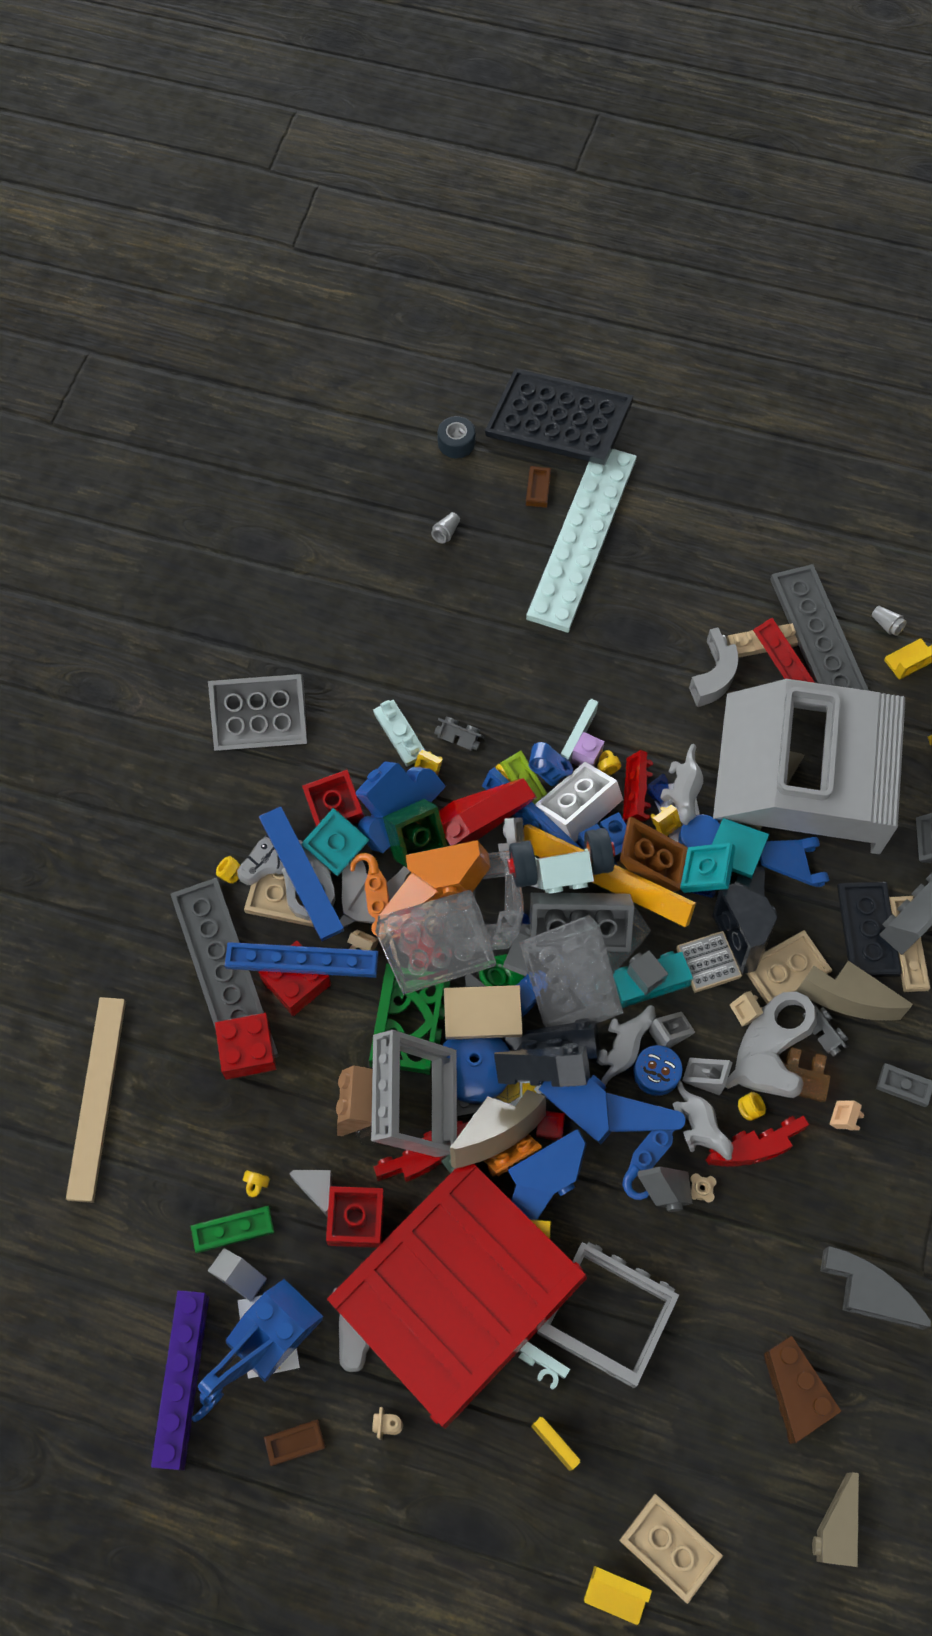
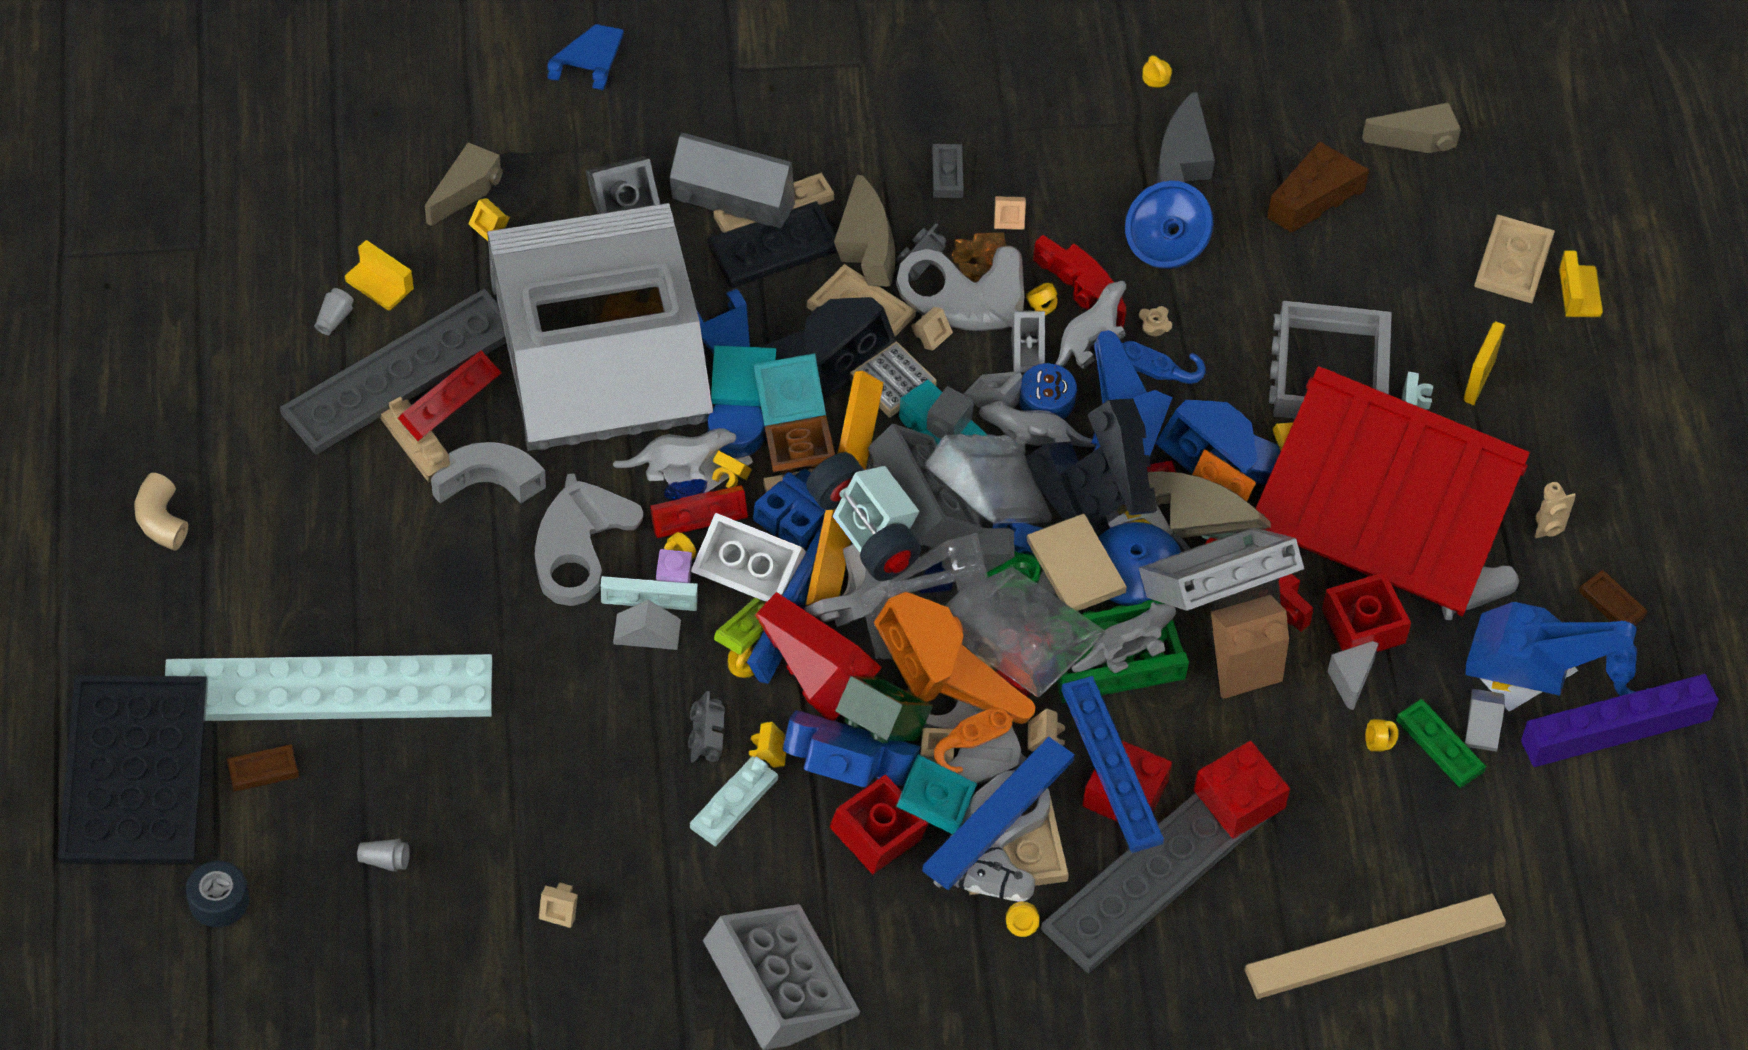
camera: 115 degrees left, 10 degrees down
(366, 606) = (558, 905): none -> tan tile
(386, 865) = (930, 738): none -> tan slope
(404, 1016) = (1129, 639): none -> light grey animal
(549, 763) = (714, 603): blue piece -> none
(553, 725) = (647, 627): none -> light grey slope
(662, 711) = (566, 533): none -> light grey animal
(667, 1187) = (1176, 340): dark grey slope -> none
(749, 474) = (152, 512): none -> tan cylinder
(790, 1225) = (1157, 212): none -> blue dish

